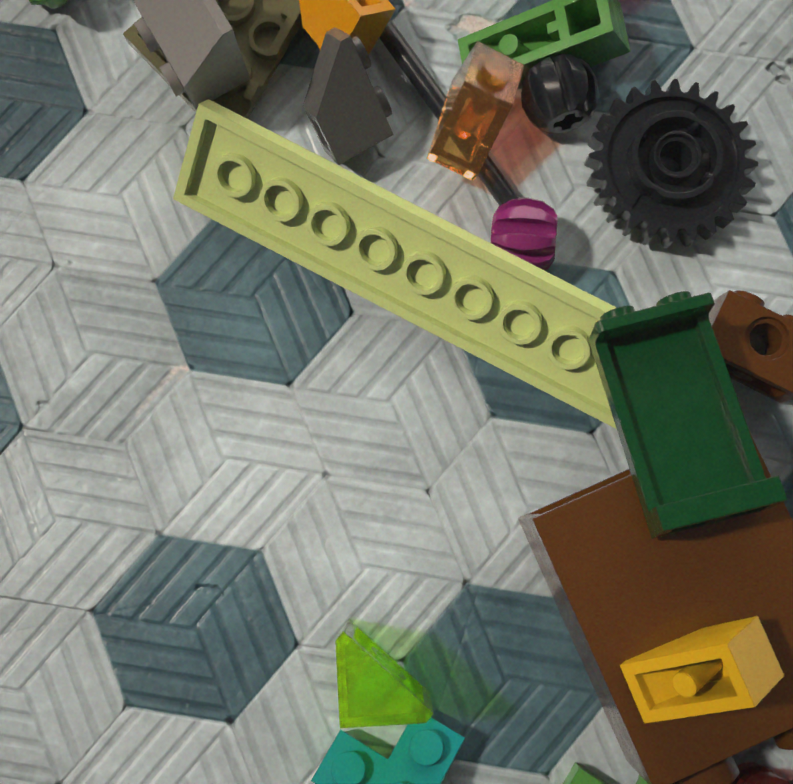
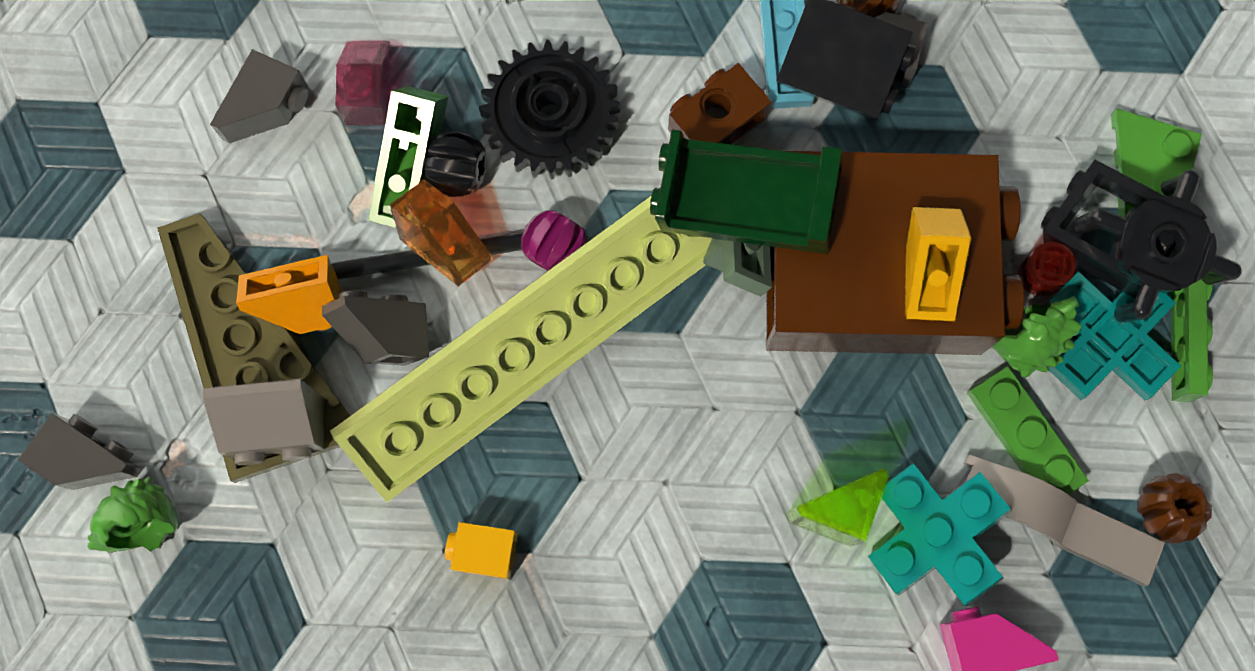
camera: 65 degrees left, 5 degrees down
(163, 317) = (481, 550): none -> yellow brick
(595, 449) = (742, 264): none -> sand green slope

